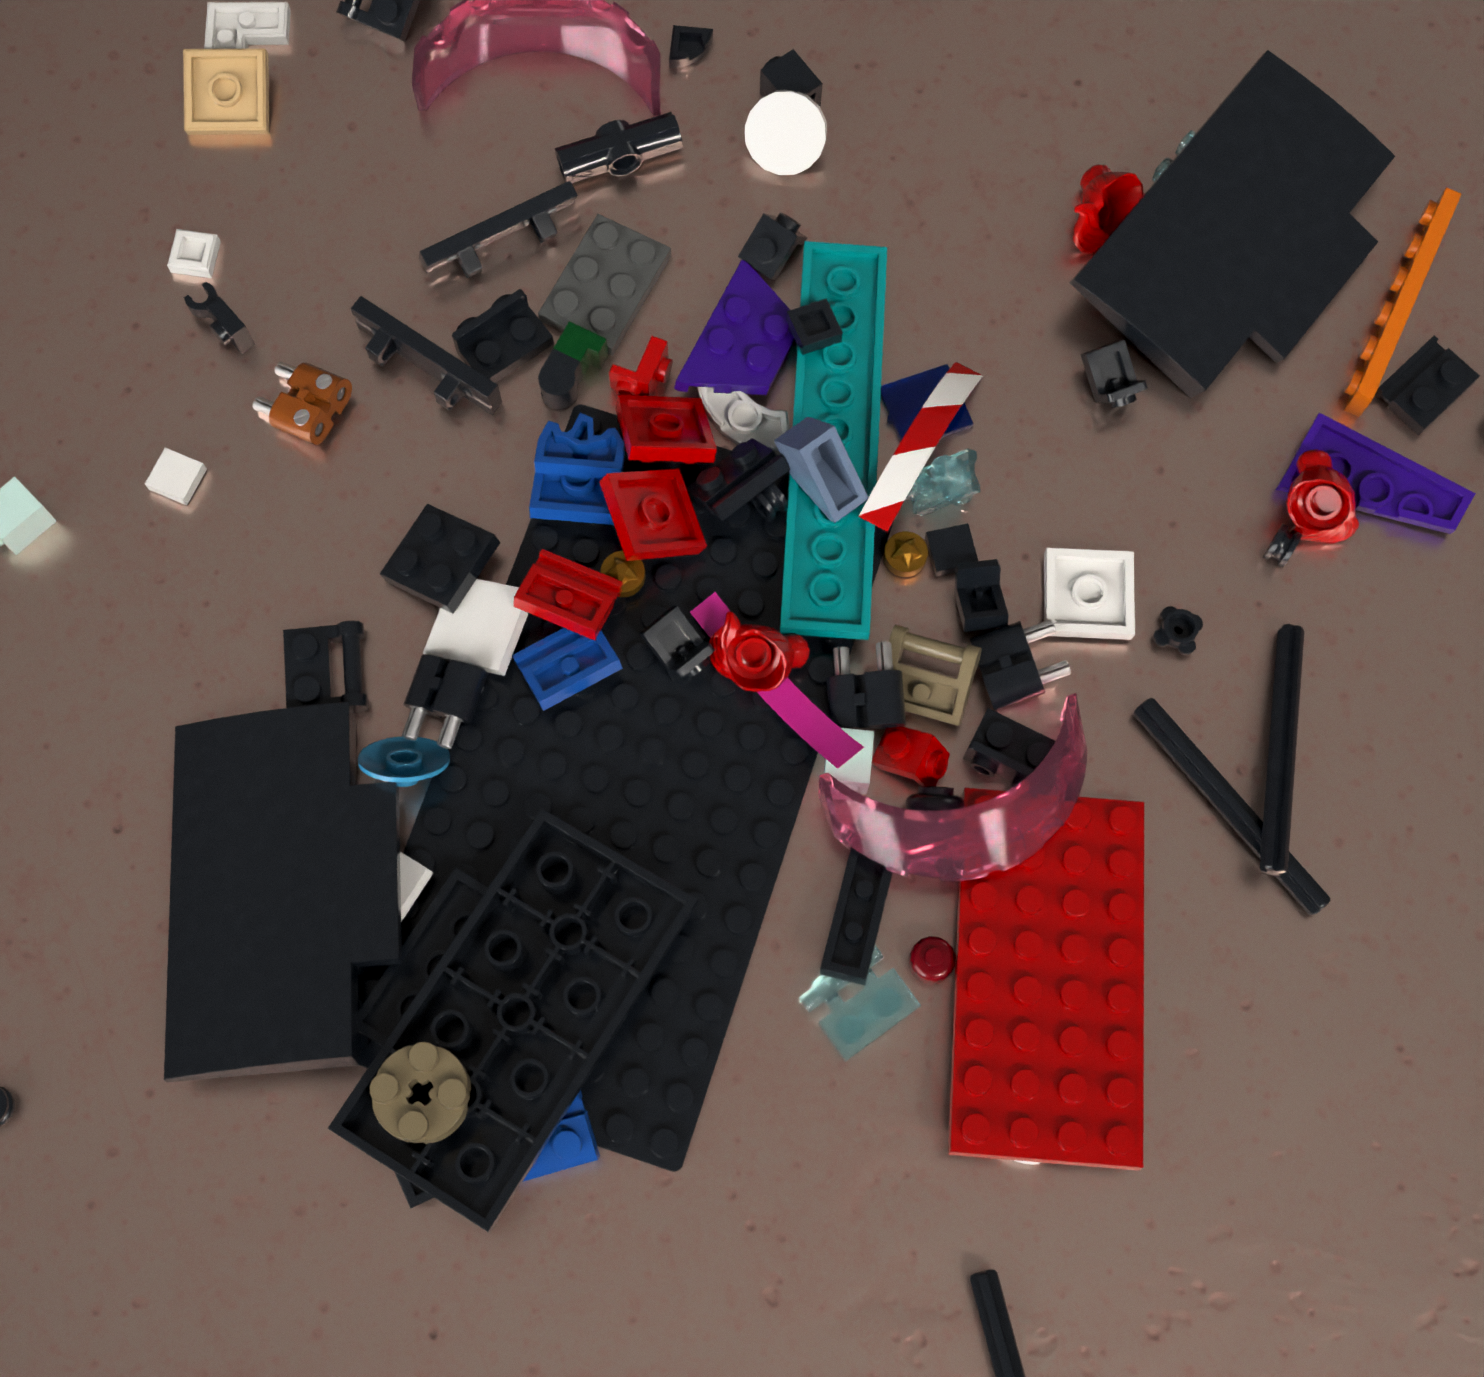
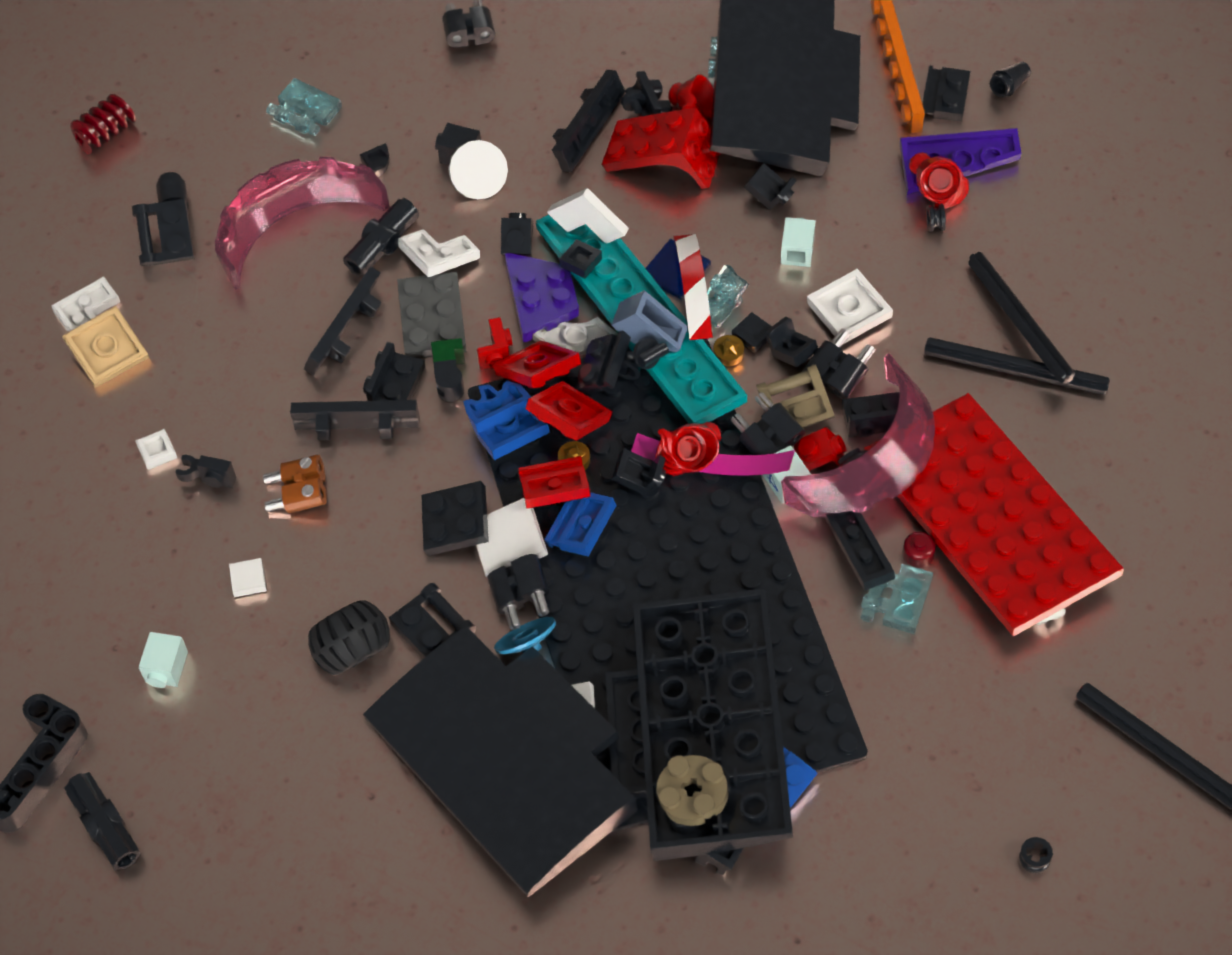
camera: 30 degrees left, 15 degrees down
(222, 625) = (348, 637): none -> black wheel
(660, 216) = (435, 257): none -> white tile
(792, 503) = (648, 352): none -> black plate
(852, 267) = (588, 209): none -> white tile
(964, 148) = (596, 108): none -> black hinge
(1028, 235) = (666, 138): none -> red bracket
(1045, 162) = (644, 97): none -> black hips
(1091, 468) = (798, 242): none -> light aqua brick
(1181, 618) = (910, 289): black plate -> none

